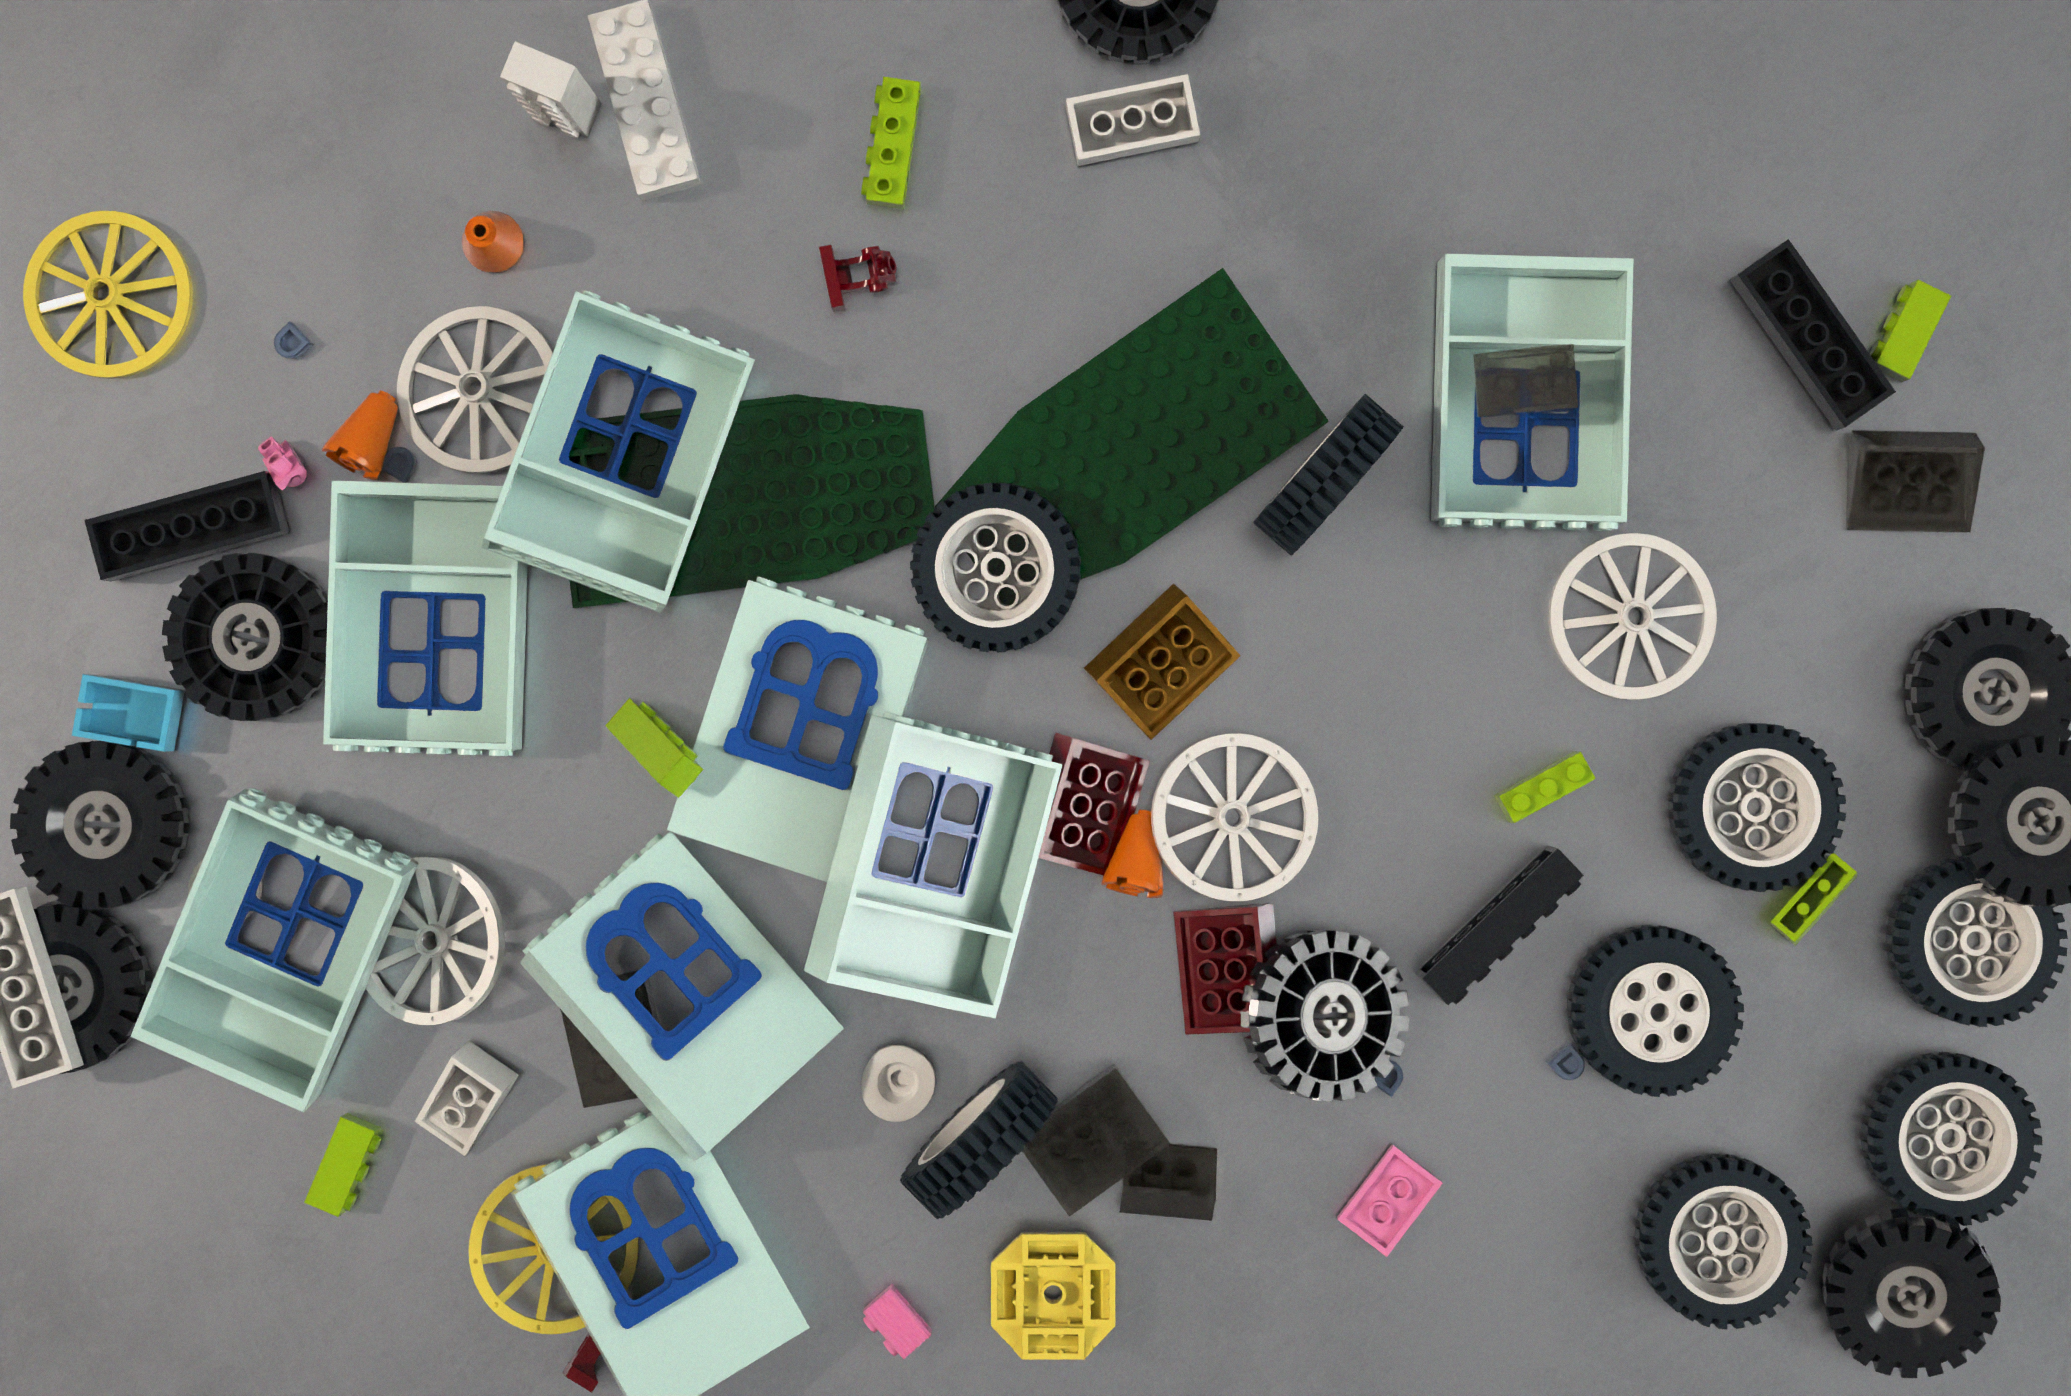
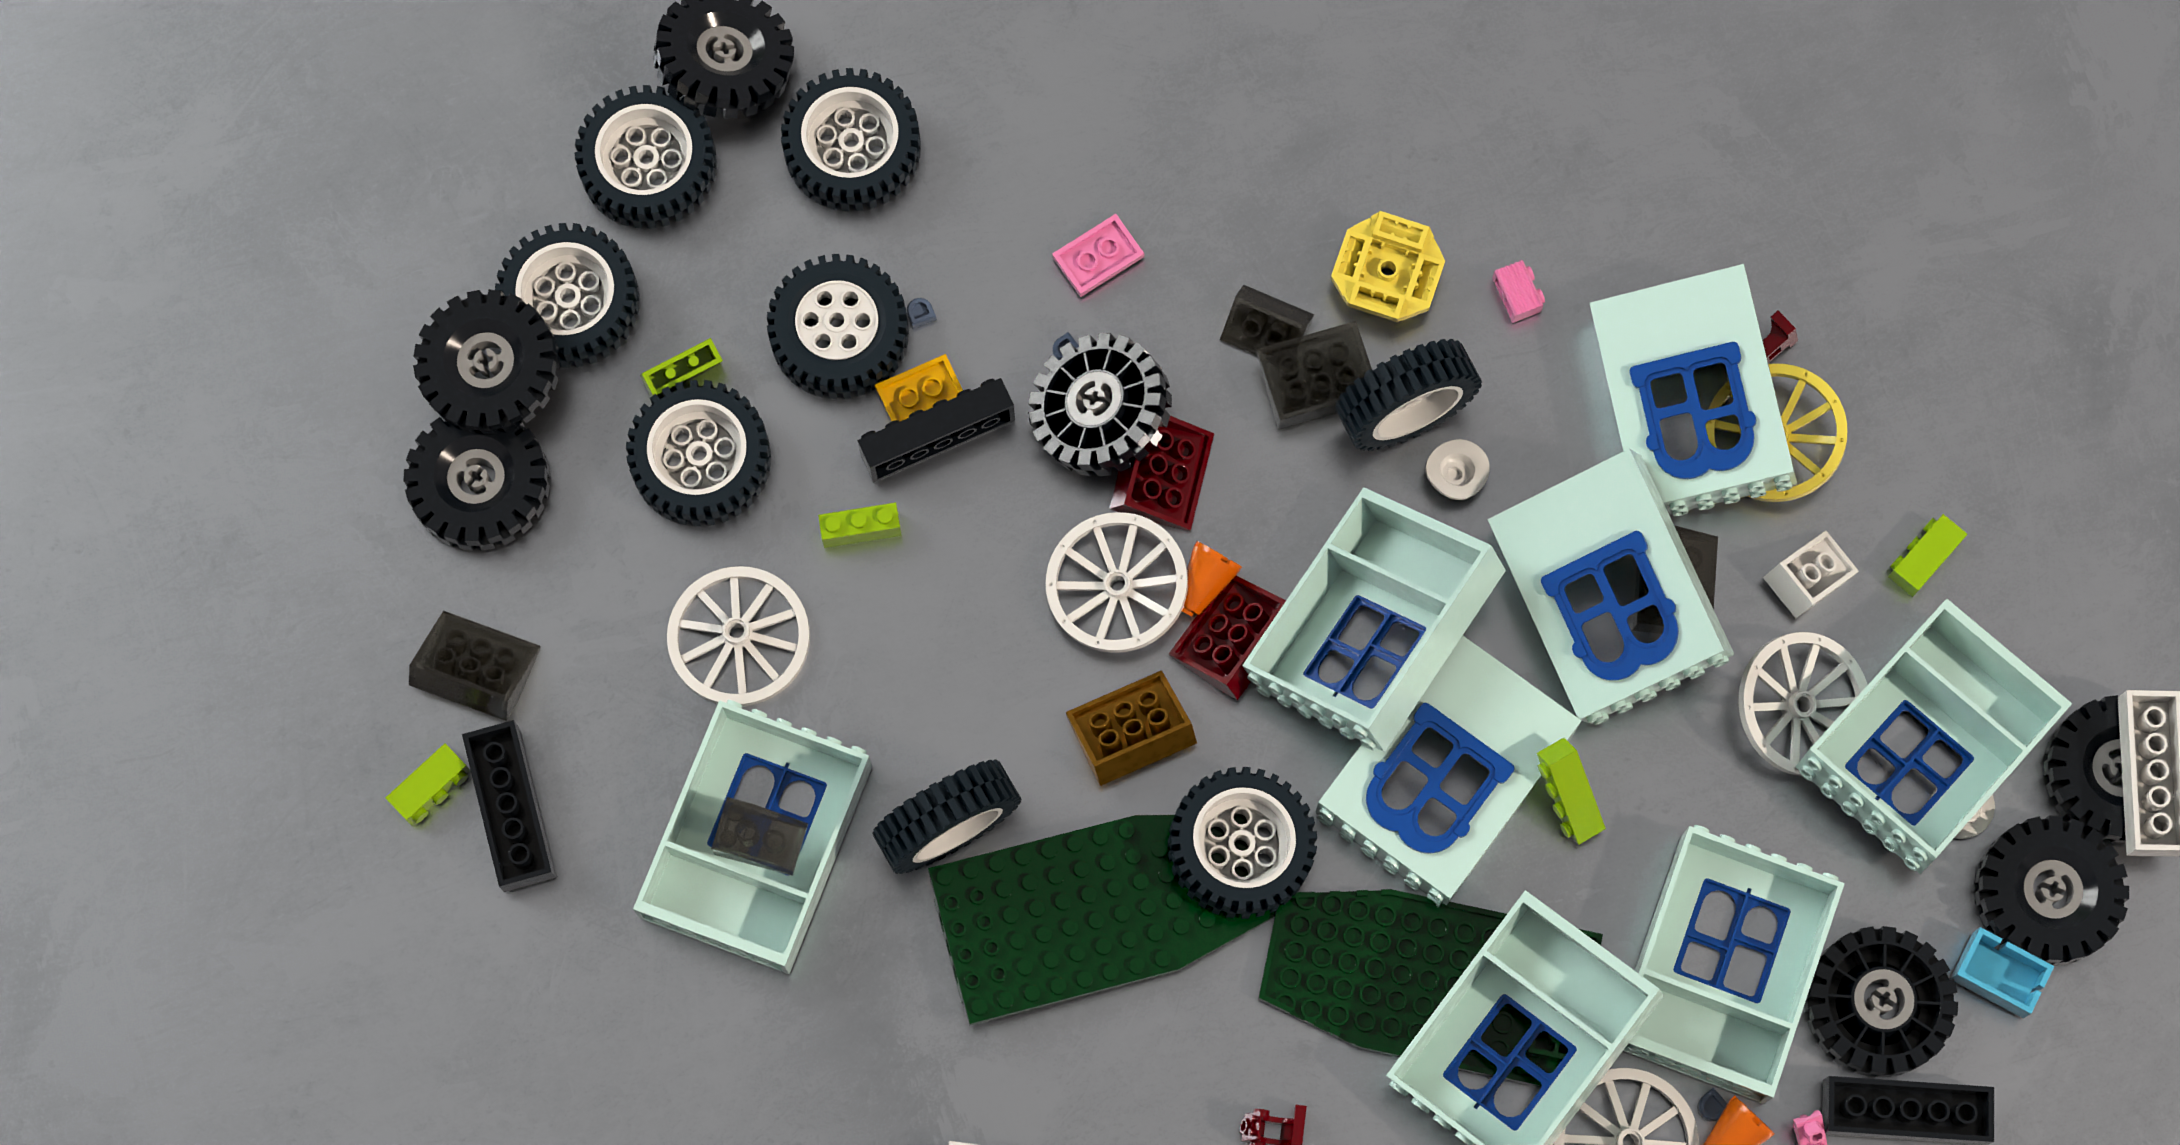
camera: 160 degrees left, 15 degrees down
(1534, 967) = (918, 388): none -> yellow plate

